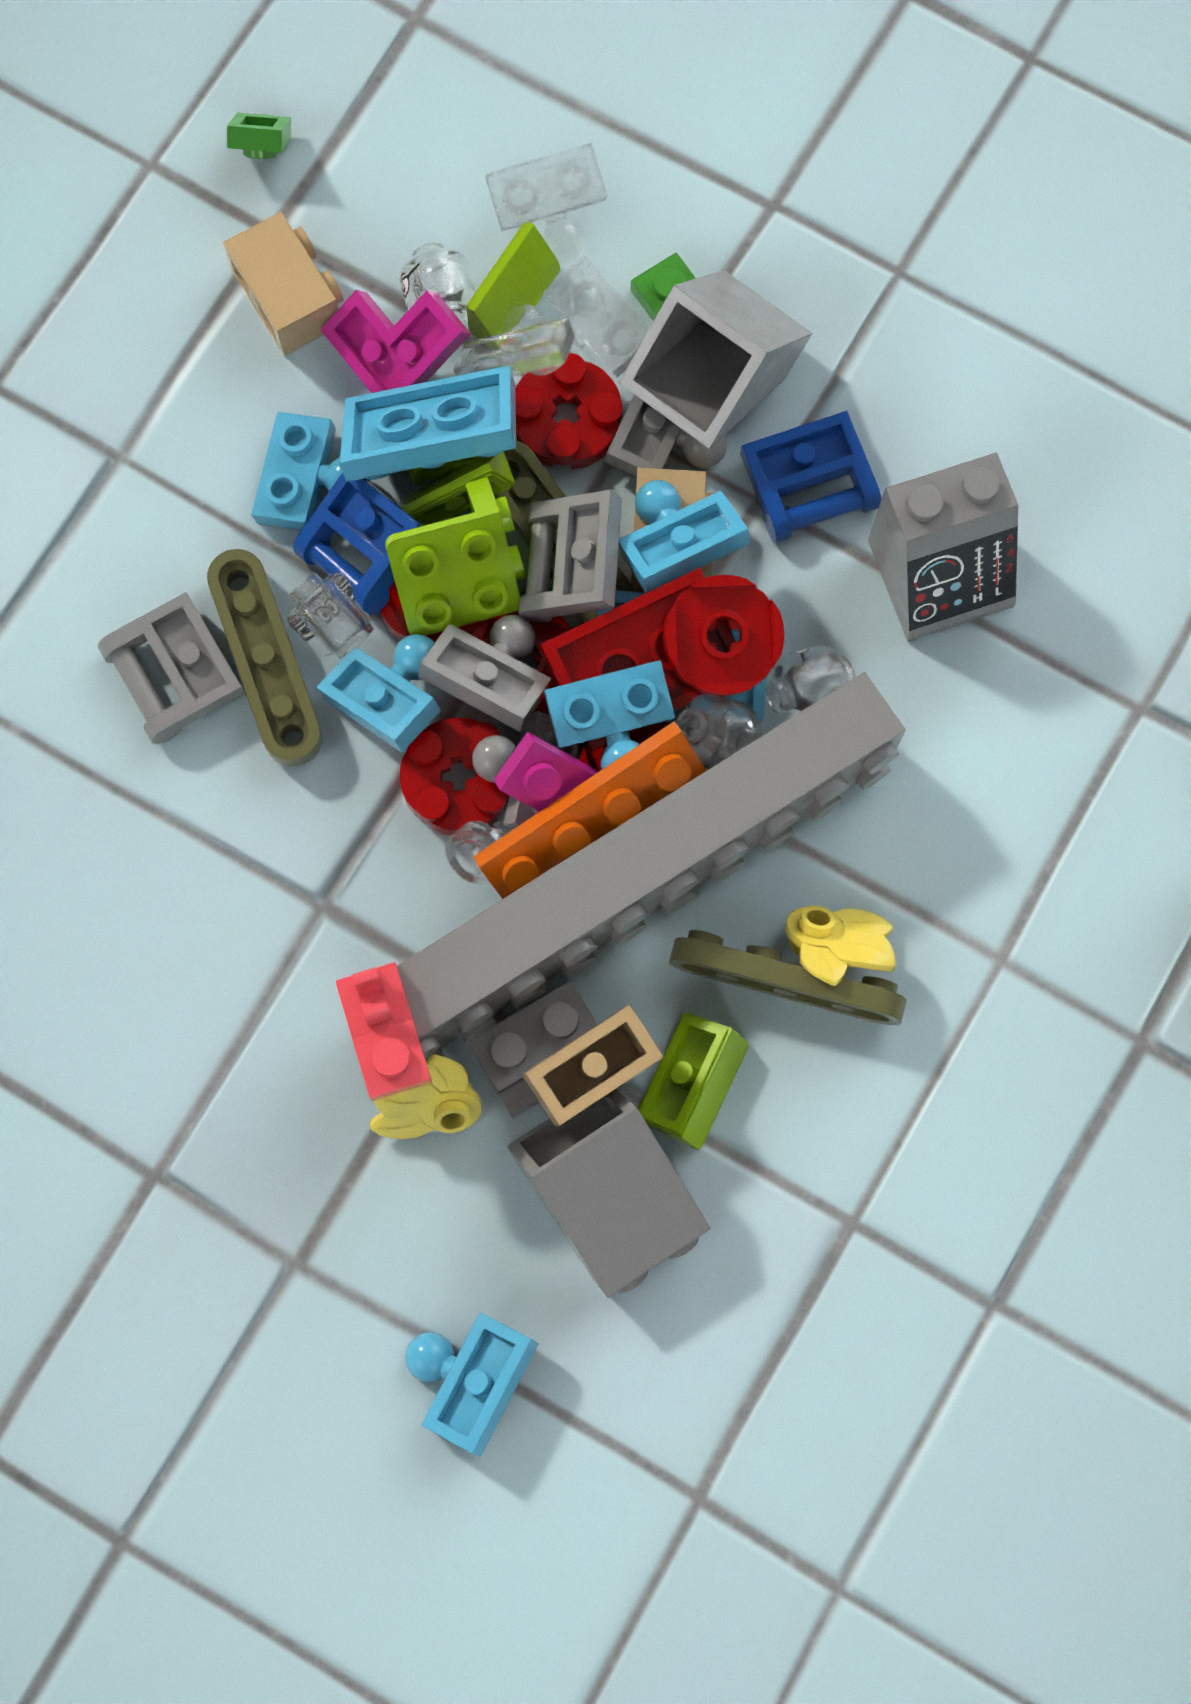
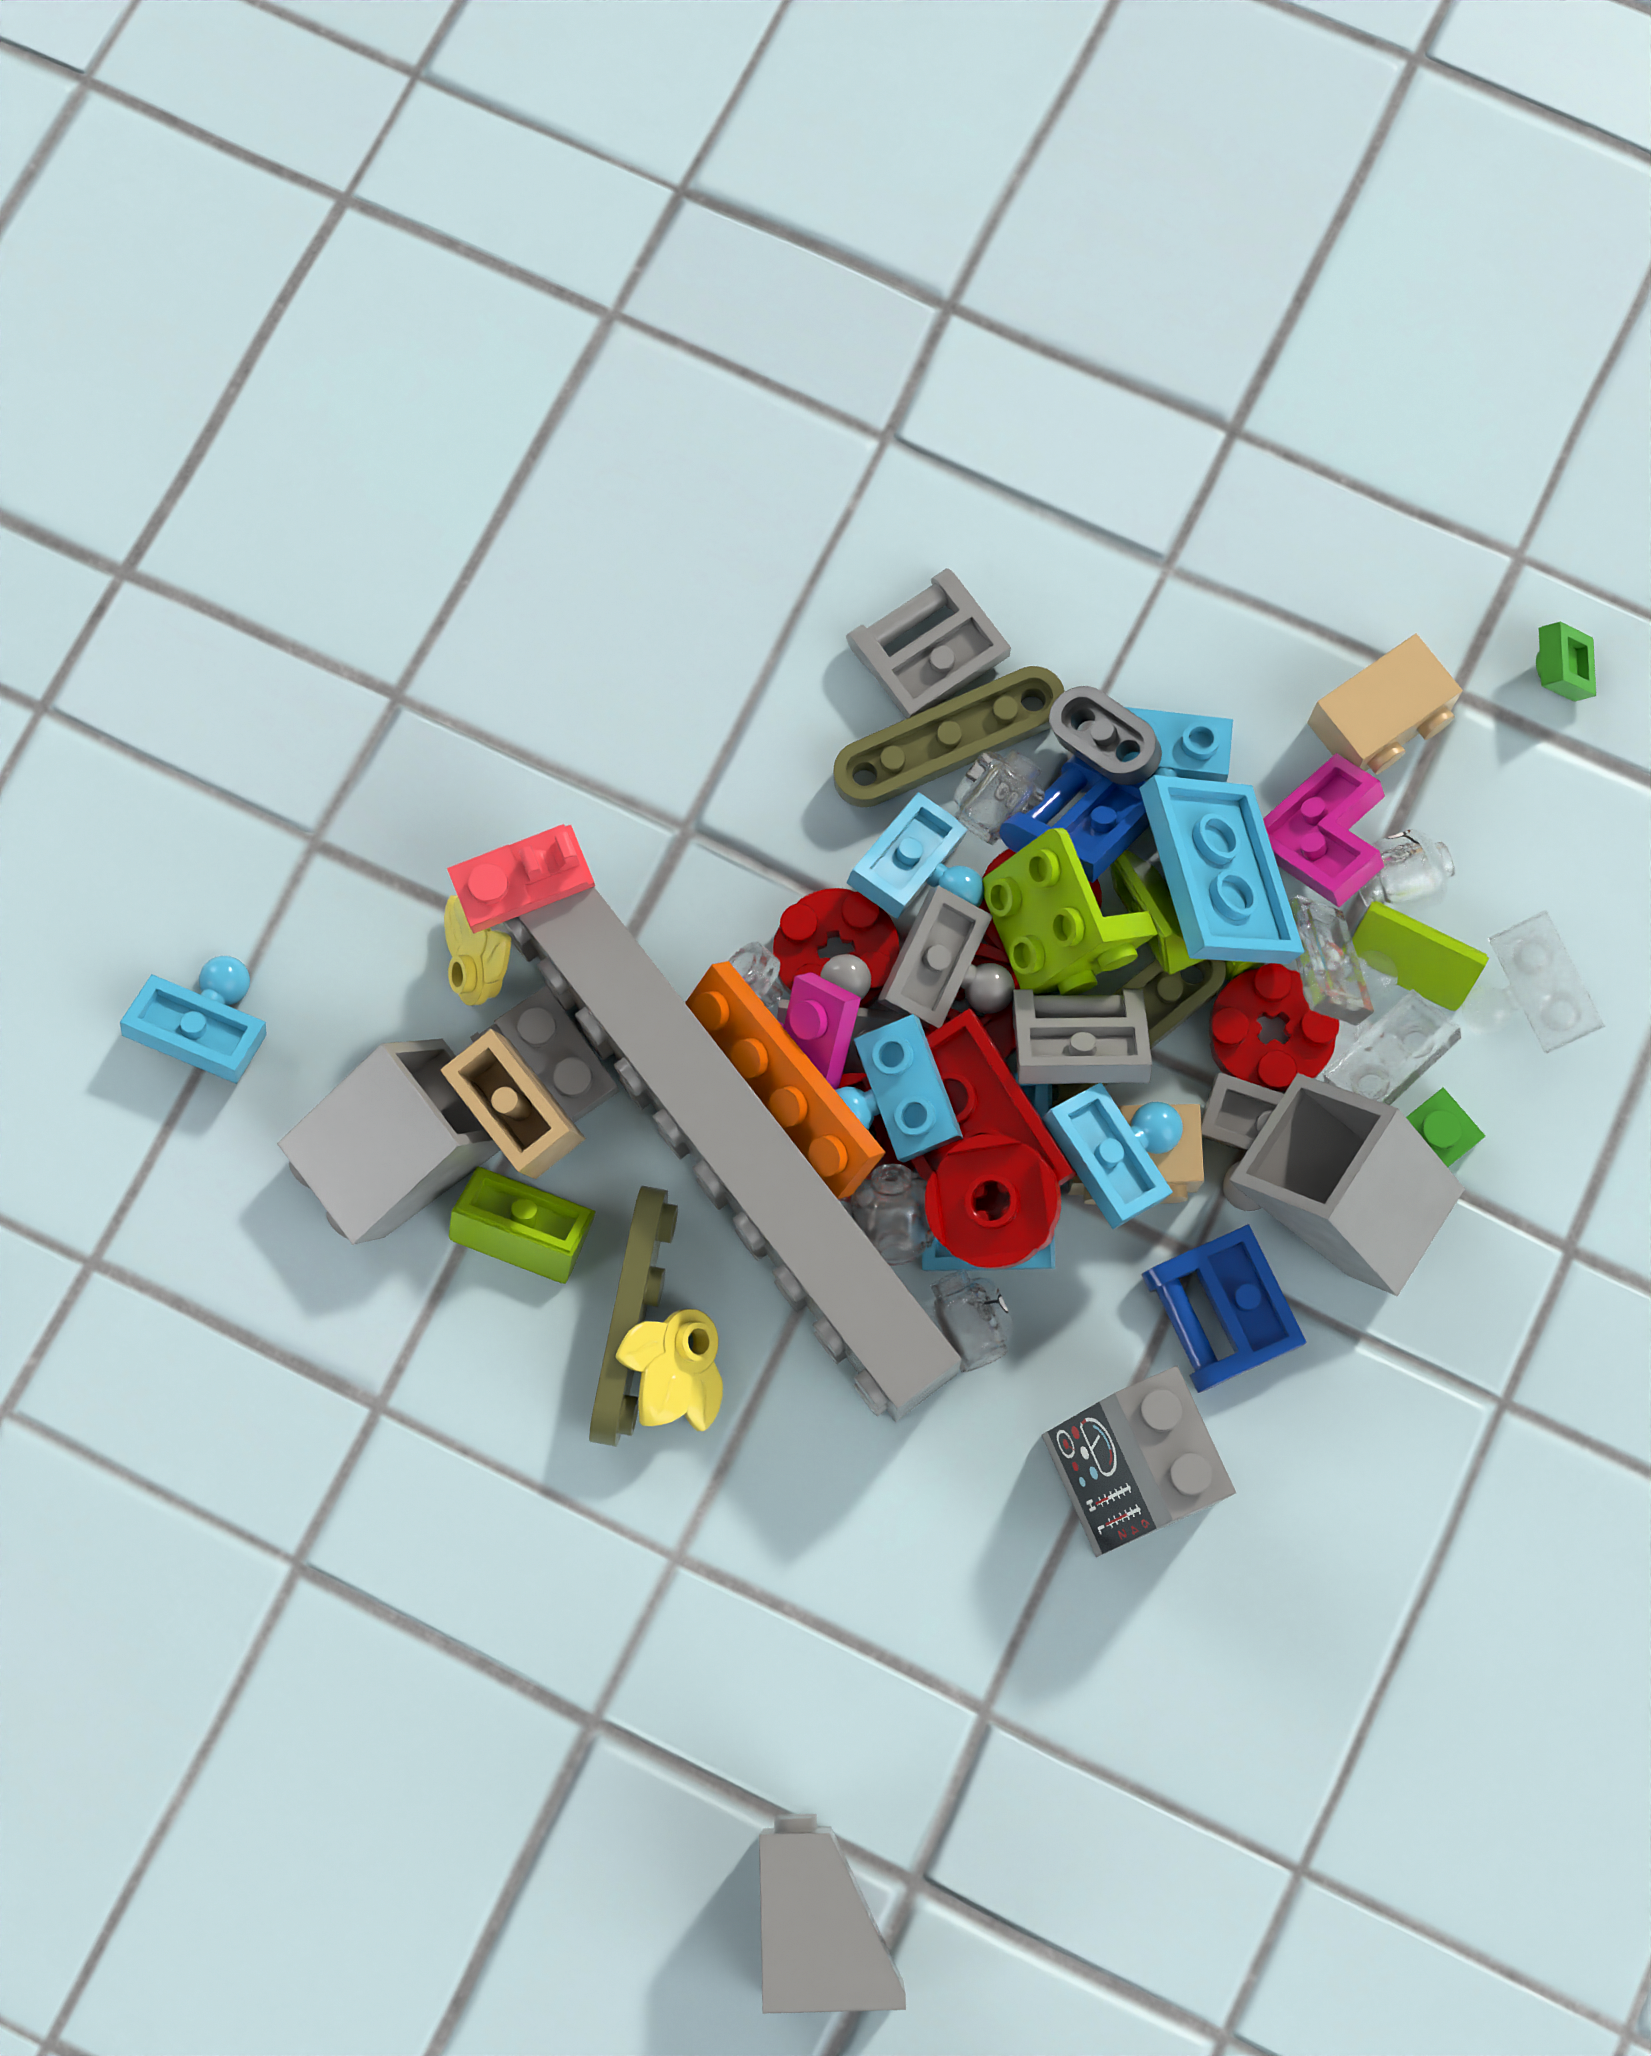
camera: 90 degrees right, 0 degrees up
(286, 507) = (1109, 738): none -> plate

